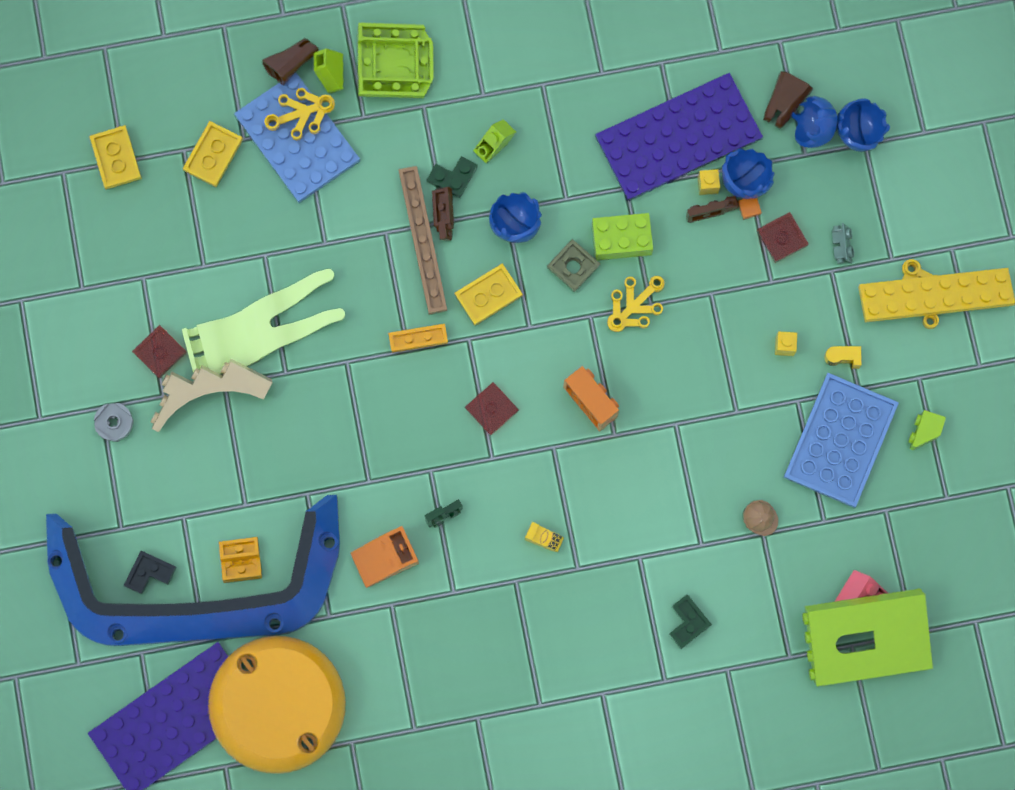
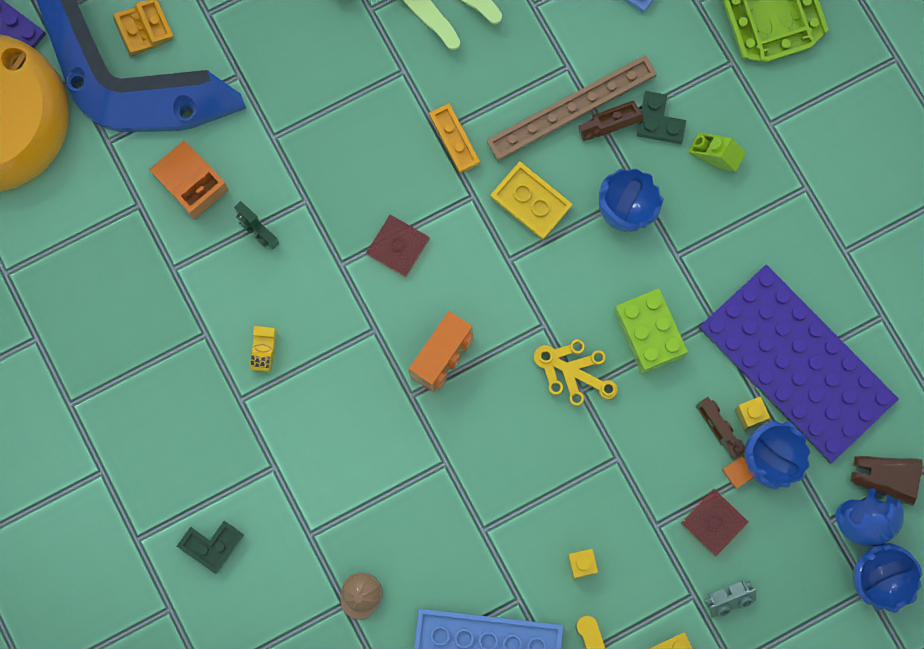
camera: 75 degrees right, 0 degrees up
(573, 252) = (595, 270): olive piece -> none

